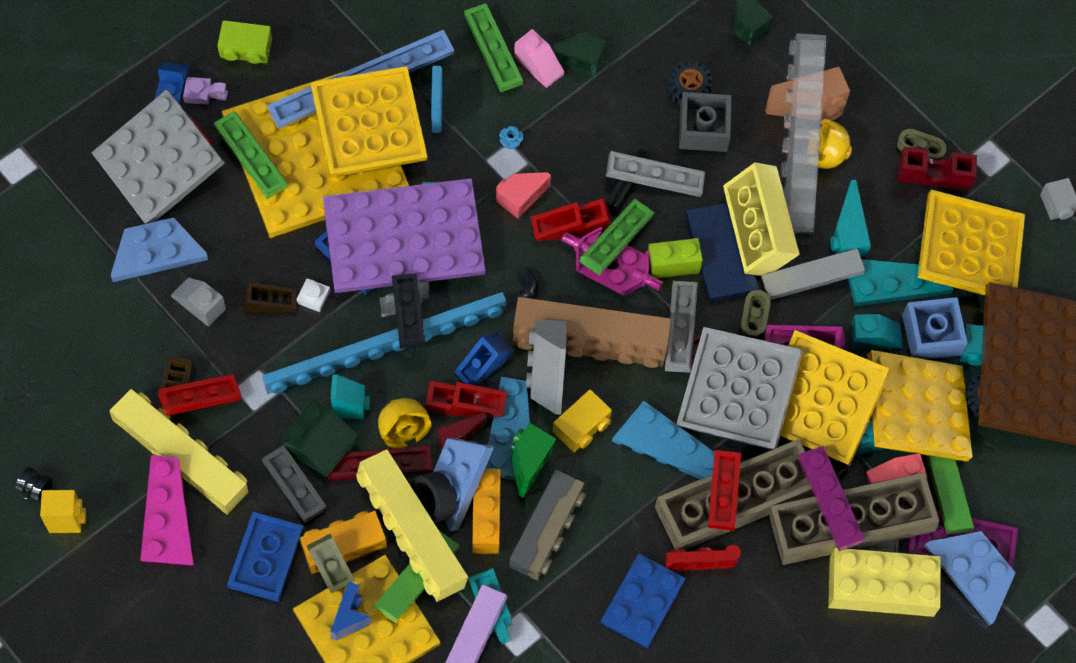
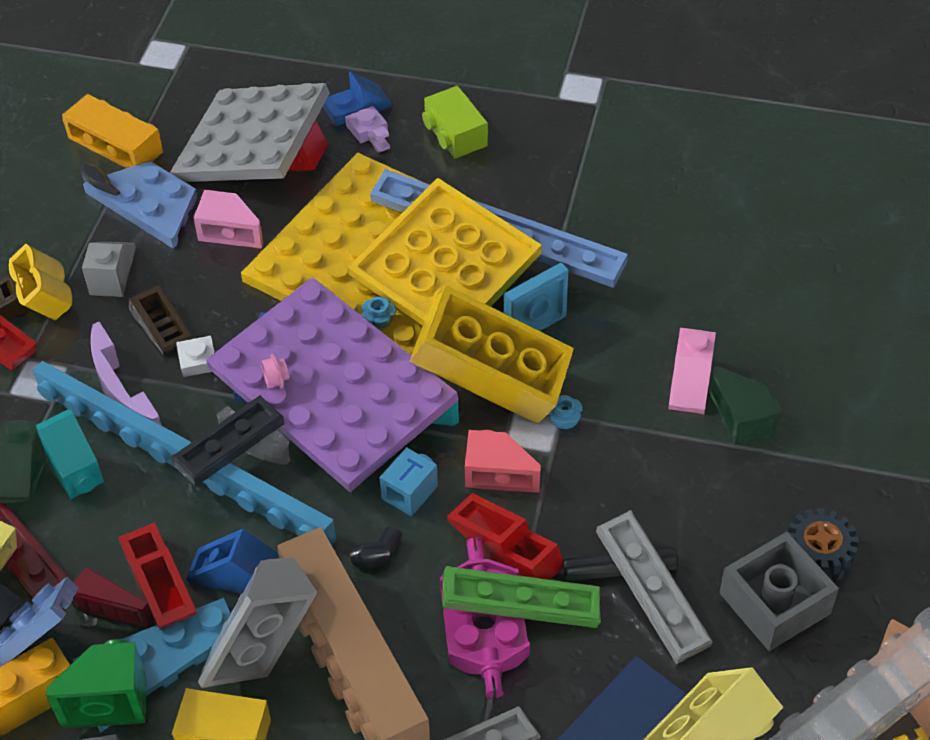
camera: 60 degrees right, 15 degrees down
(79, 235) = (112, 132): none -> light orange brick
(118, 267) = (97, 178): none -> black bar
(184, 342) = (40, 282): none -> yellow brick
(219, 215) = (226, 220): none -> bright pink slope
(250, 155) = (318, 199): bright green tile -> none
(299, 351) = (105, 362): none -> lavender slope
(371, 185) = (379, 312): none -> dark azure plate
(385, 257) = (274, 371): none -> bright pink plate
(403, 421) = (77, 529): yellow cylinder -> none
(460, 144) = (492, 355): none -> yellow brick
(493, 47) = (663, 324): bright green plate -> none
(499, 241) = (409, 481): none -> dark azure brick
(675, 258) = (548, 683): lime brick -> none

